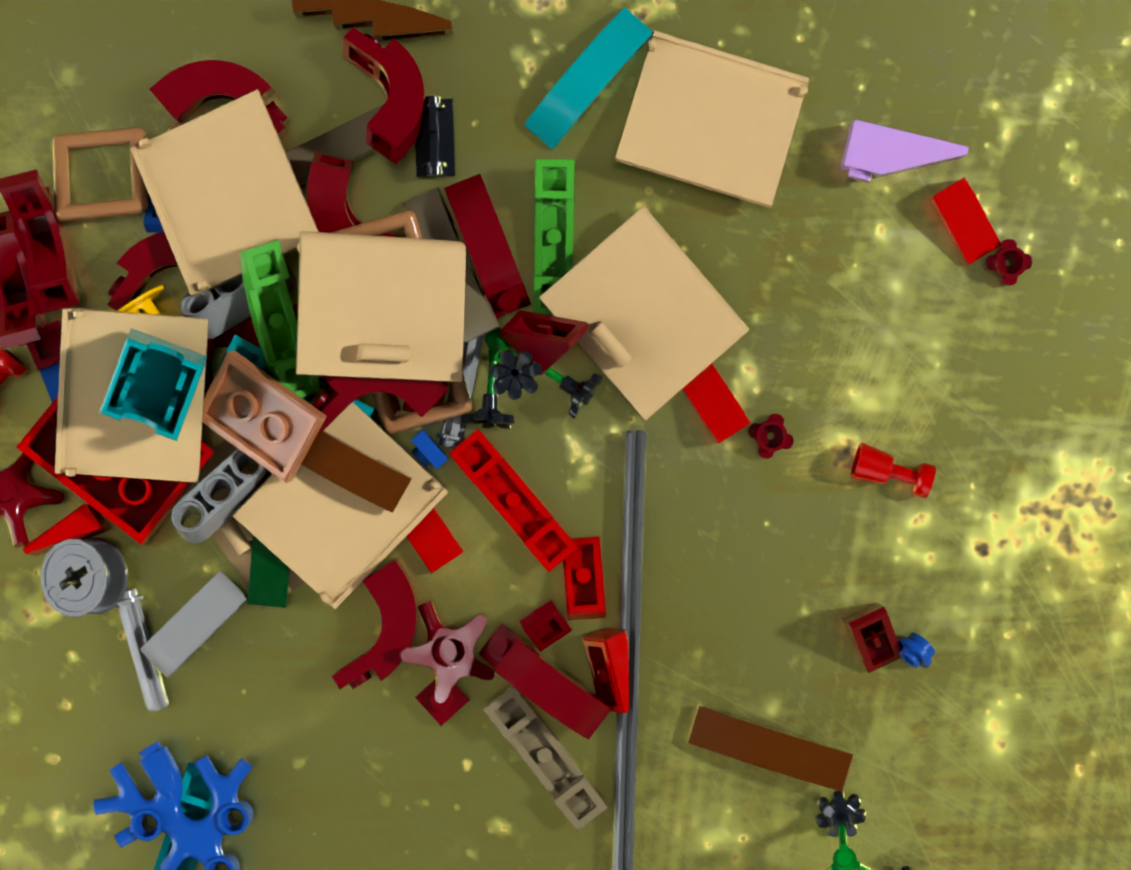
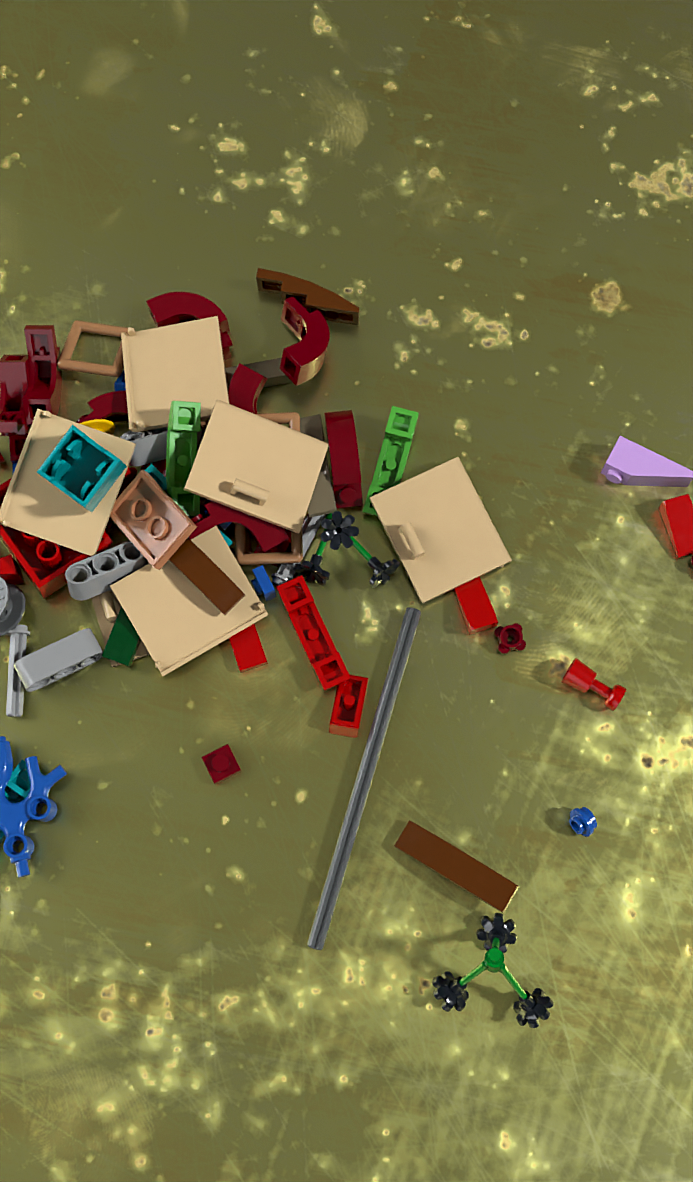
camera: 15 degrees right, 15 degrees down
(399, 614) = (203, 704): dark red arch -> none
(436, 139) = (327, 382): black hinge -> none
(448, 651) = (235, 728): dark red animal -> none
(542, 336) = (371, 526): dark red slope -> none
(544, 683) = (300, 770): dark red arch -> none
(545, 626) = (311, 729): dark red plate -> none
(546, 757) = (284, 827): dark tan slope -> none
(587, 78) = (440, 369): teal slope -> none
(609, 666) = (350, 771): red slope -> none
(712, 119) = (520, 416): tan container -> none
(873, 636) = (553, 802): dark red slope -> none

